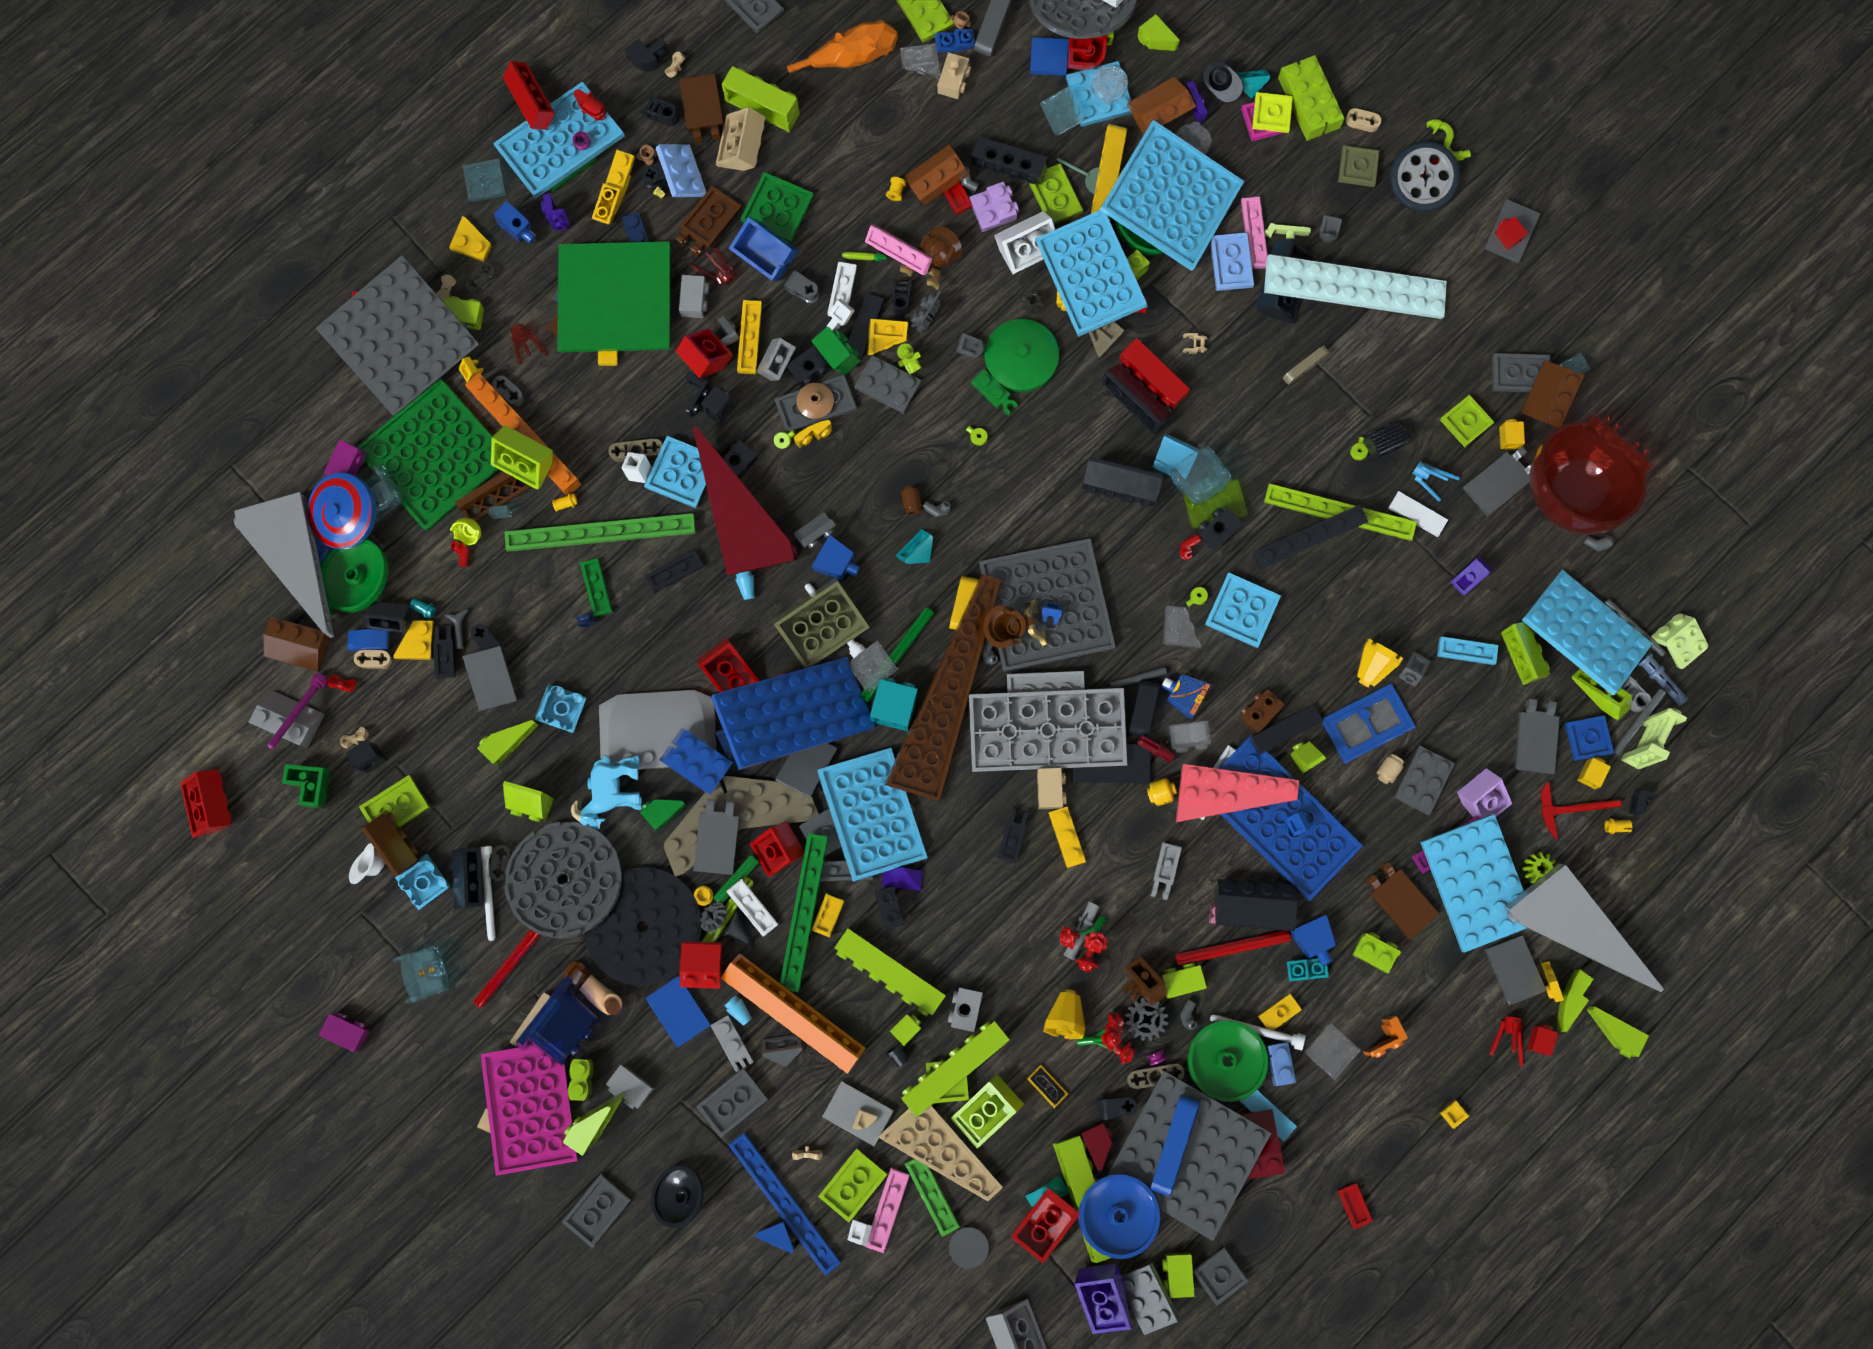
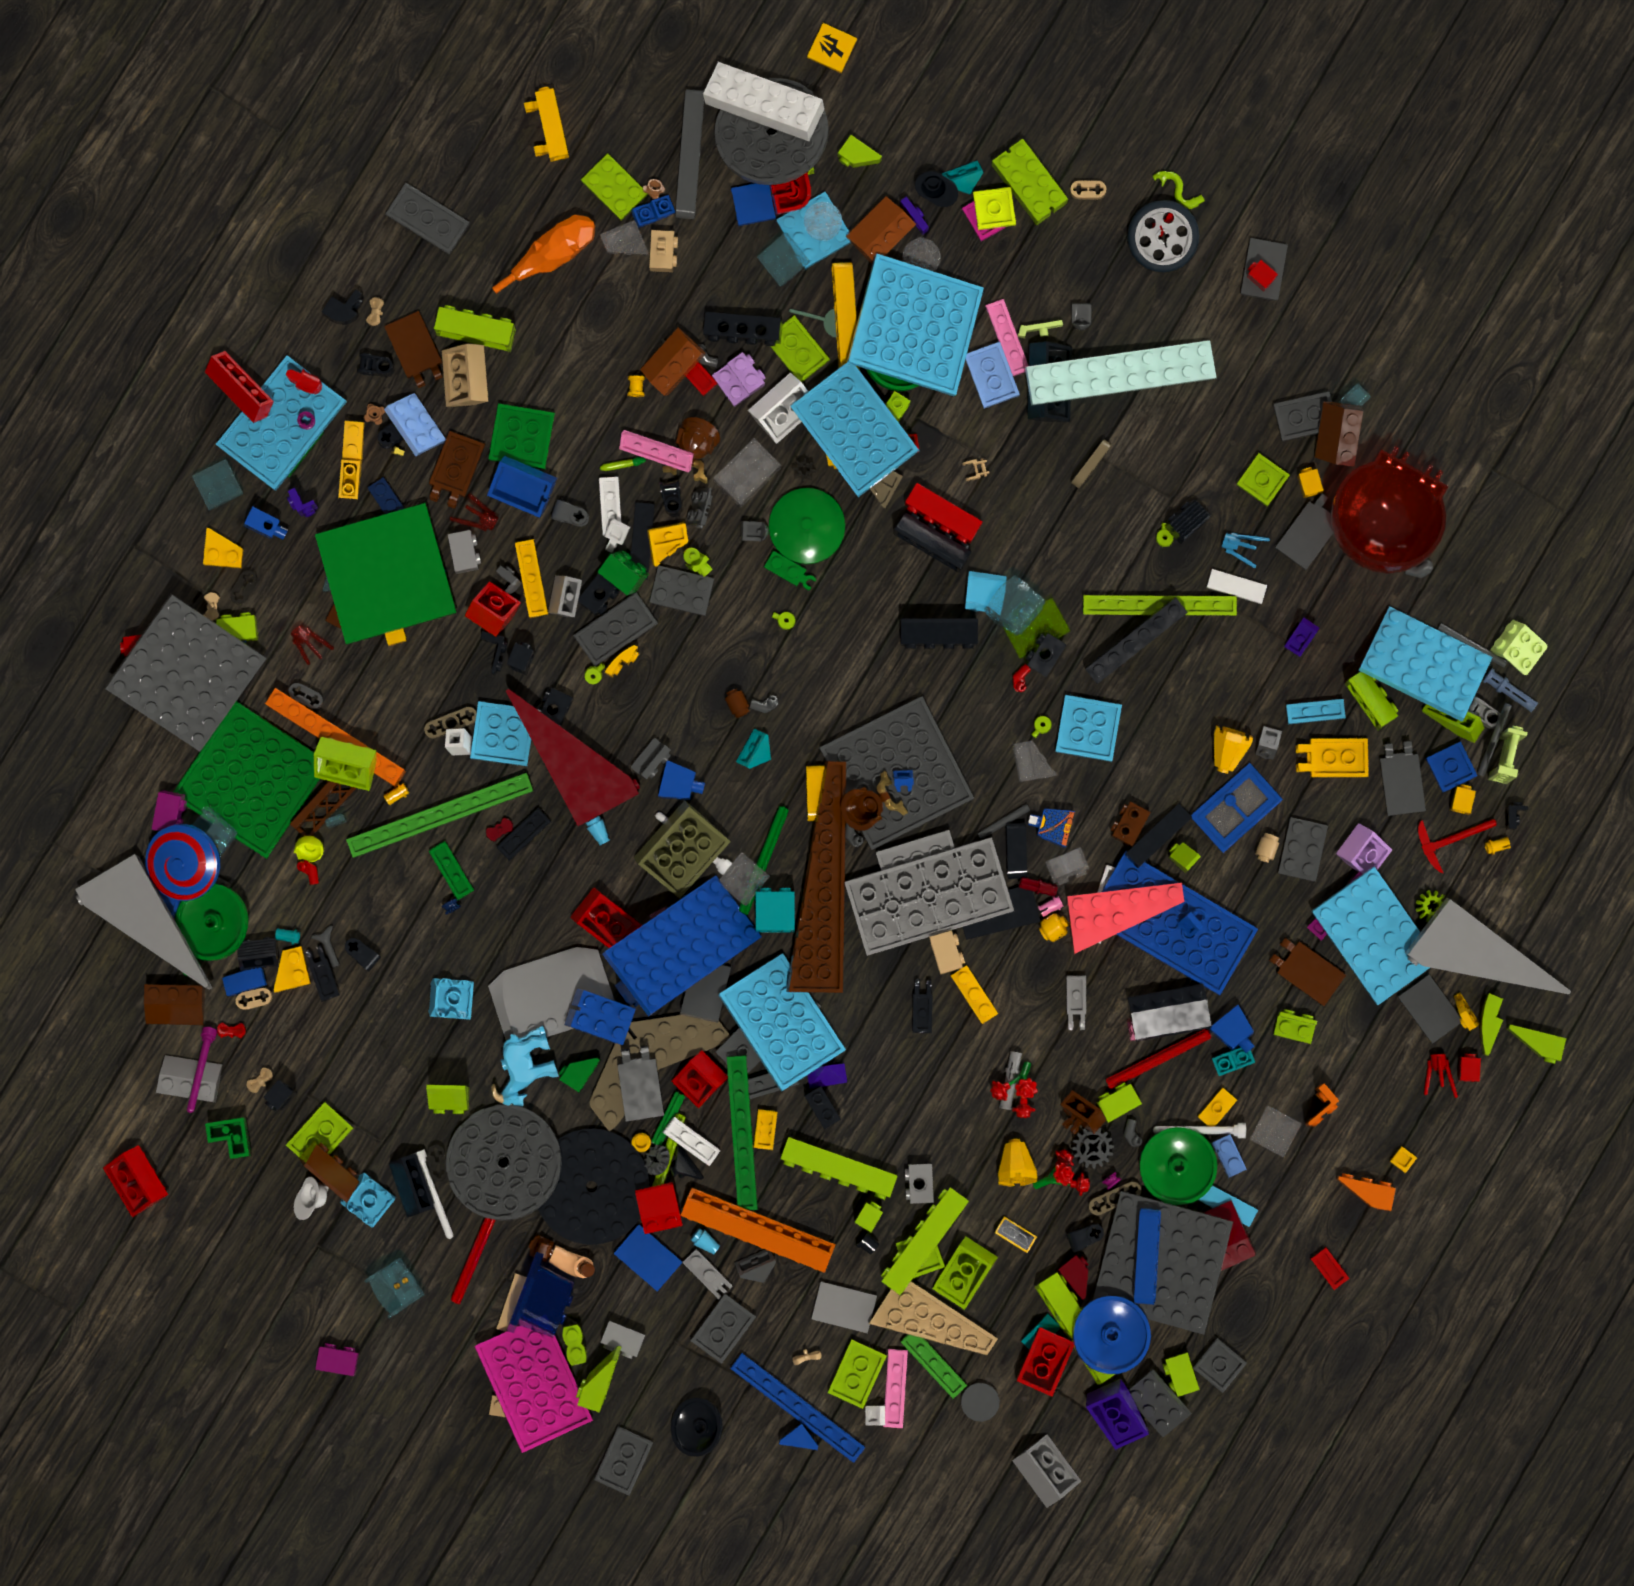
camera: 15 degrees left, 5 degrees up
(468, 368) = (261, 685): yellow tile -> none
(490, 678) = (375, 987): dark grey tile -> none
(503, 743) = (405, 1048): lime slope -> none
(653, 561) = (499, 829): none -> dark red piece
(815, 409) = (615, 637): medium nougat dish -> none
(864, 1119) = (851, 1311): tan tile -> none
(978, 291) = (747, 472): none -> clear brick
(1165, 770) = (1052, 906): none -> bright pink pin
(1358, 166) = (1094, 241): olive plate -> none
(1419, 1144) = (1372, 1194): none -> orange slope
(1476, 700) = (1334, 757): none -> yellow tile

